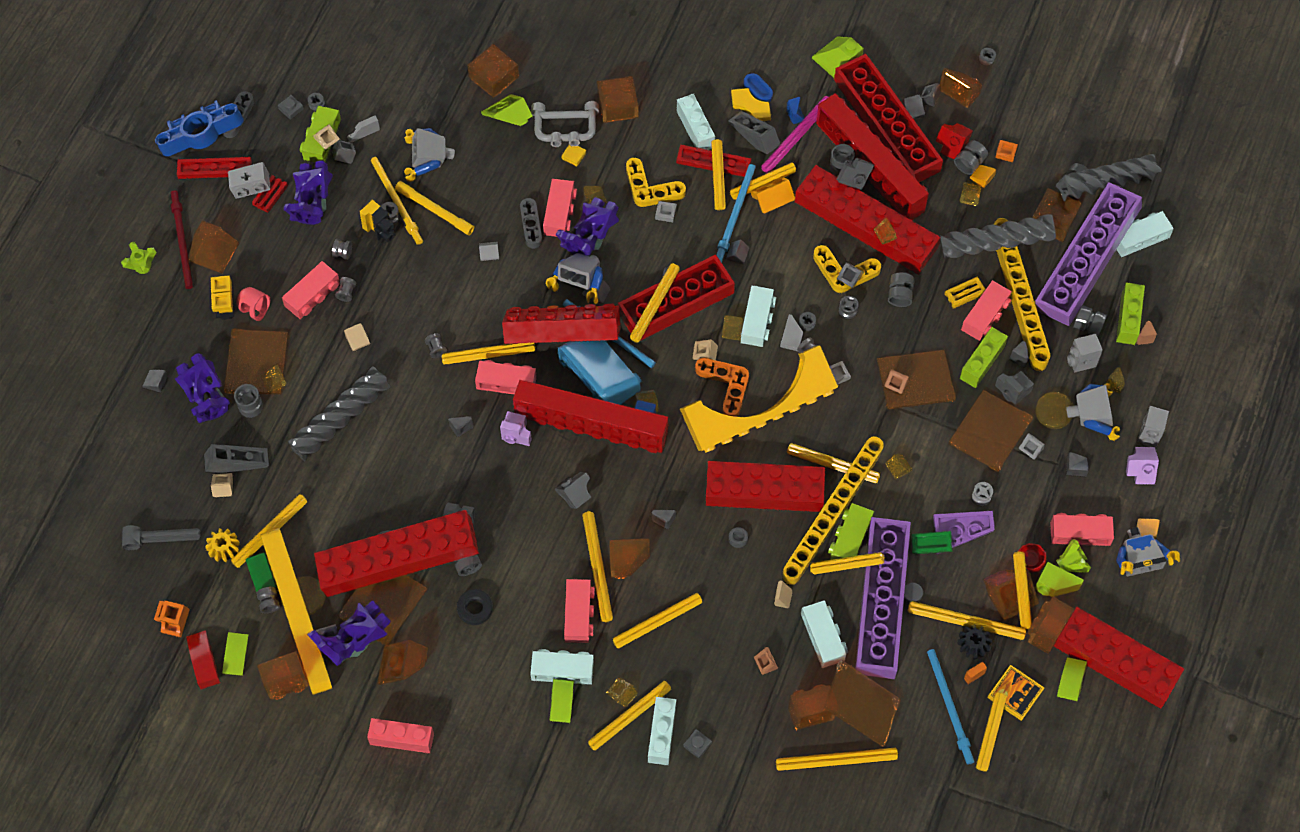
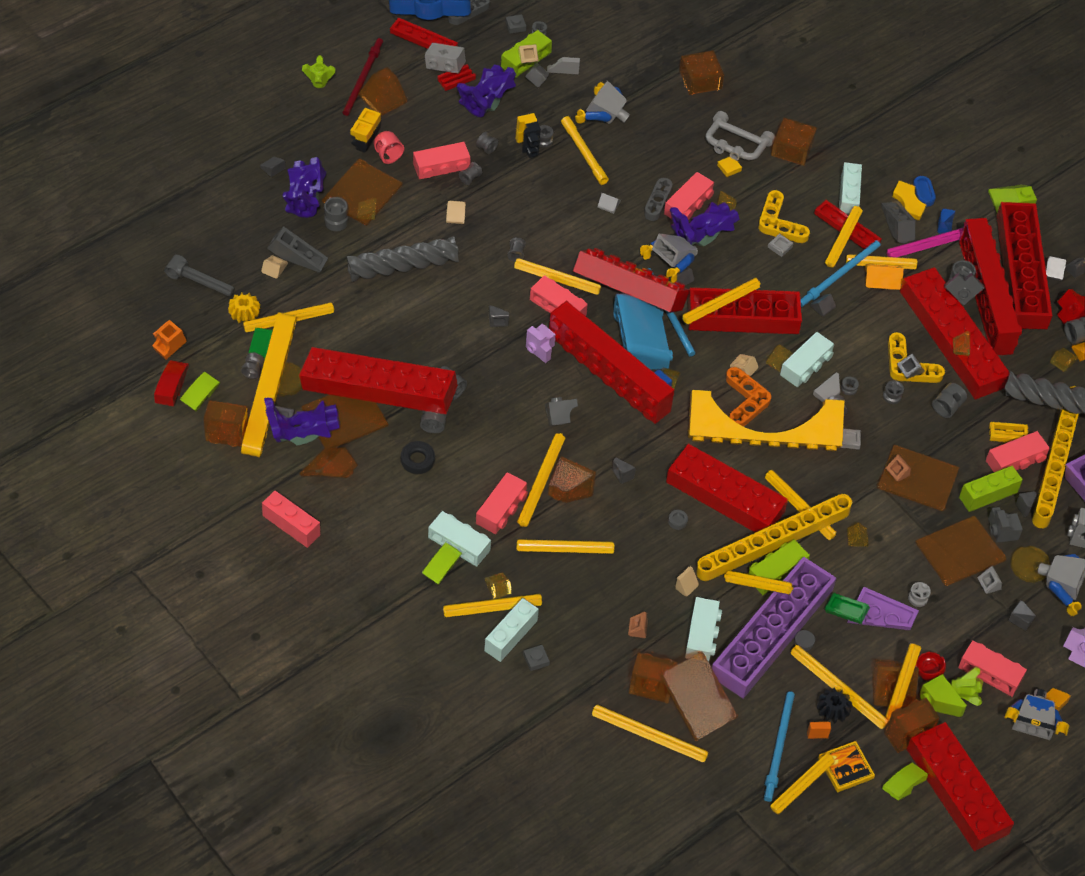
camera: 25 degrees right, 10 degrees down
(411, 226) = (556, 154): yellow bar -> none
(509, 109) = (695, 108): lime slope -> none

